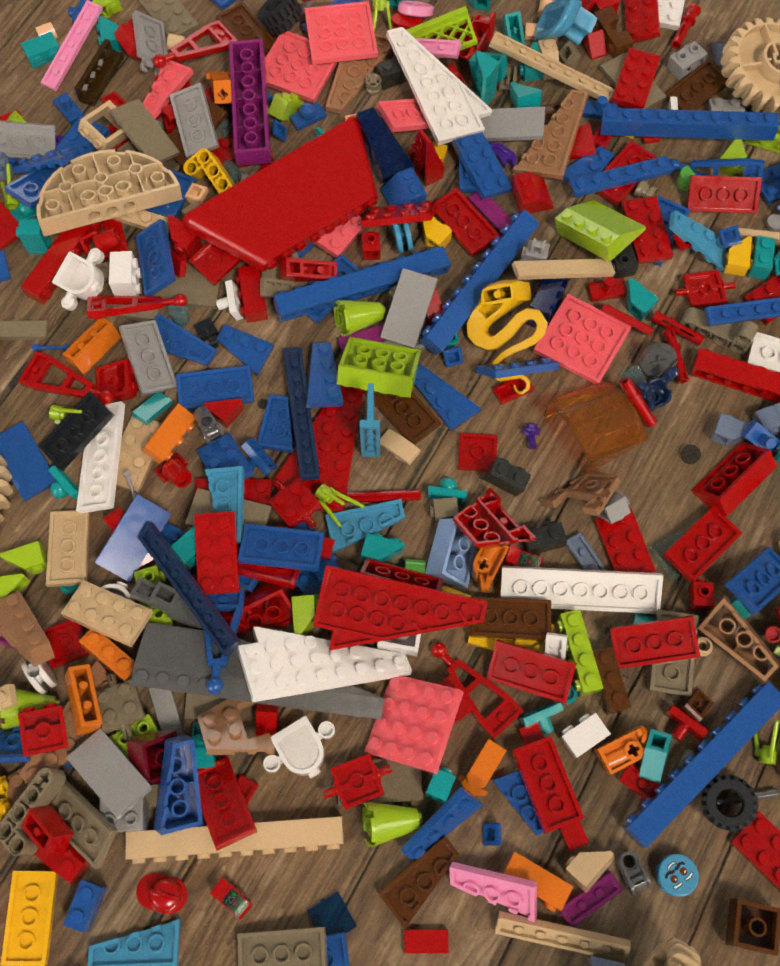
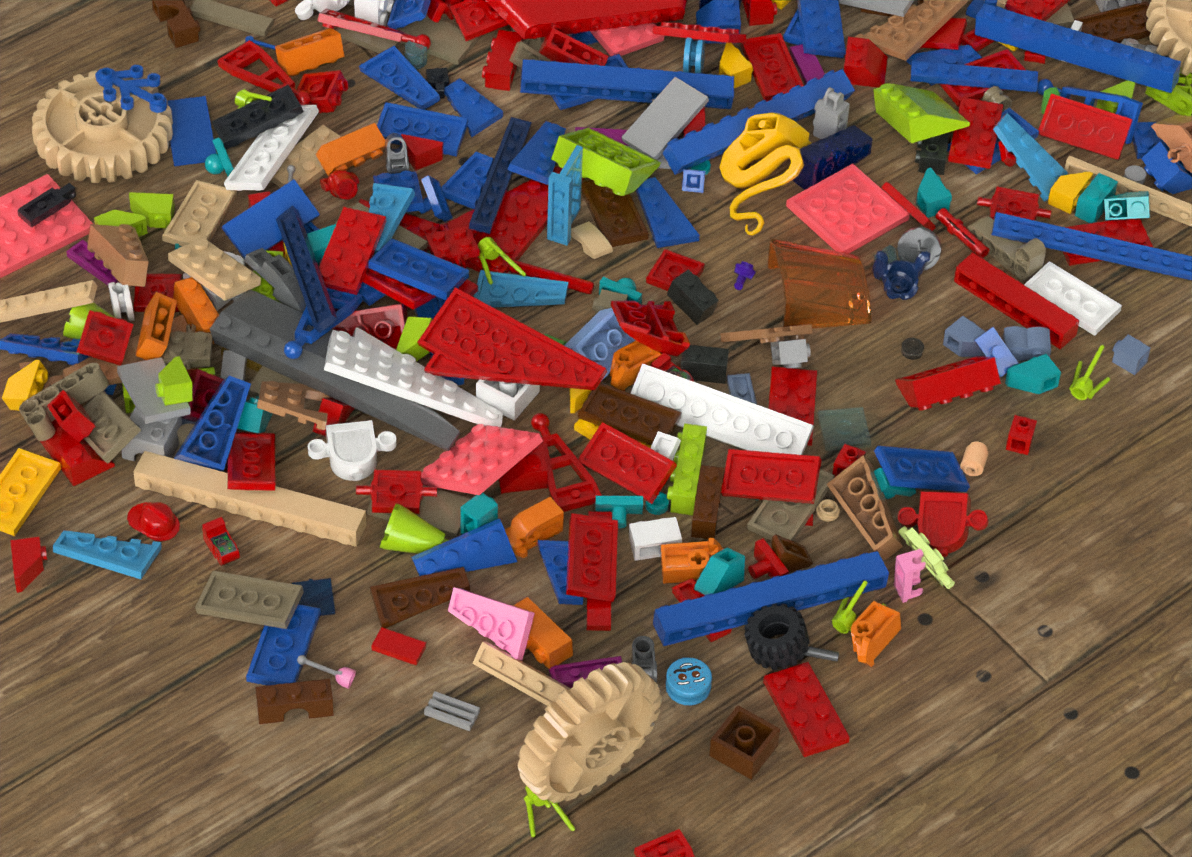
camera: 20 degrees right, 20 degrees down
(85, 906) = (75, 498): blue brick -> none
(126, 768) = (174, 383): none -> lime slope
(148, 357) = (363, 78): light grey tile -> none
(152, 408) = (344, 125): teal tile -> none
(231, 301) = (477, 60): white tile -> none
(247, 787) = (282, 467): red tile -> none
(357, 315) = (607, 111): lime cone -> none
(371, 246) = (656, 55): red brick -> none
(381, 548) = (528, 314): teal slope -> none
(492, 834) = (514, 585): blue slope -> none
(504, 154) = (853, 20): dark purple piece -> none
(506, 393) = (735, 232): red tile -> none
(517, 368) = (735, 201): blue wing -> none
(562, 269) = (855, 133): tan tile -> none
(588, 867) = (599, 640): tan slope -> none
(607, 289) = (901, 175): red tile -> none
(634, 396) = (873, 275): red pin -> none
(670, 338) = (945, 259): red pin -> none
(702, 544) = (877, 422): red plate -> none
(730, 236) = (1066, 163): blue plate -> none

